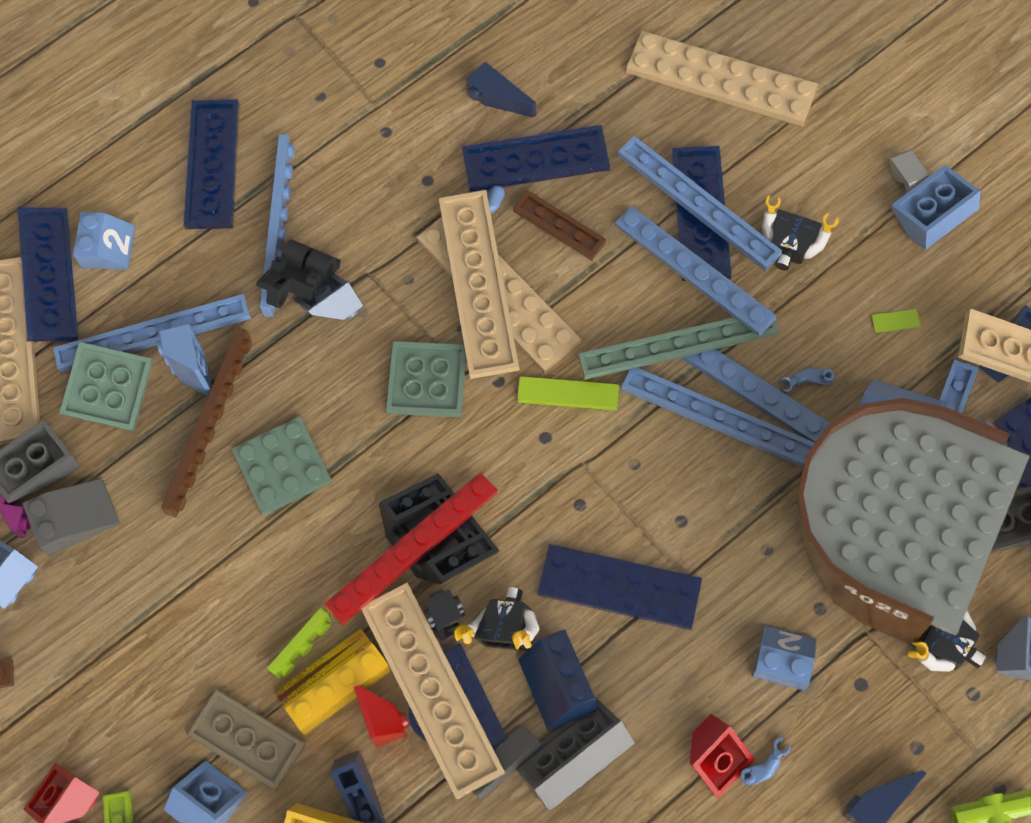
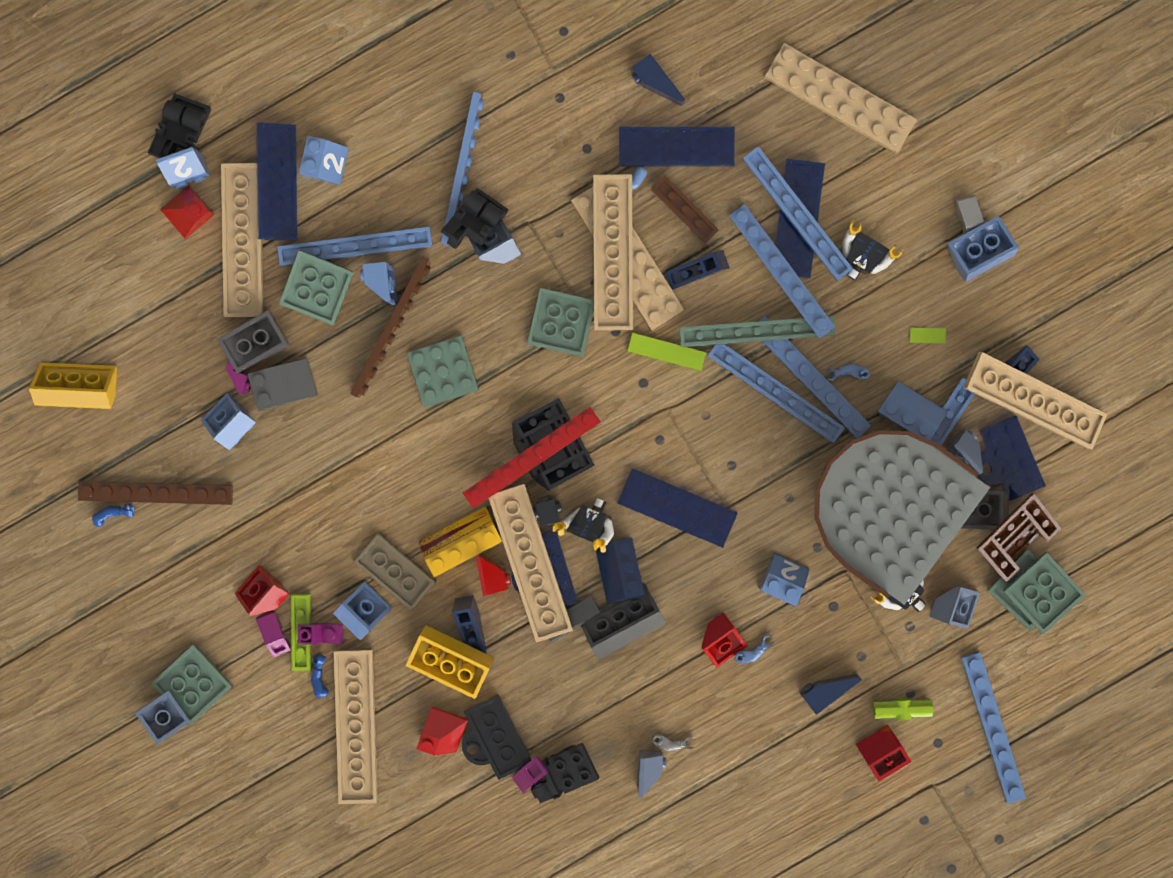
camera: 10 degrees right, 20 degrees up
(212, 164) = (415, 104): clear blue plate -> none
(300, 644) = (441, 513): lime plate -> none
(589, 288) = (697, 269): none -> dark blue slope

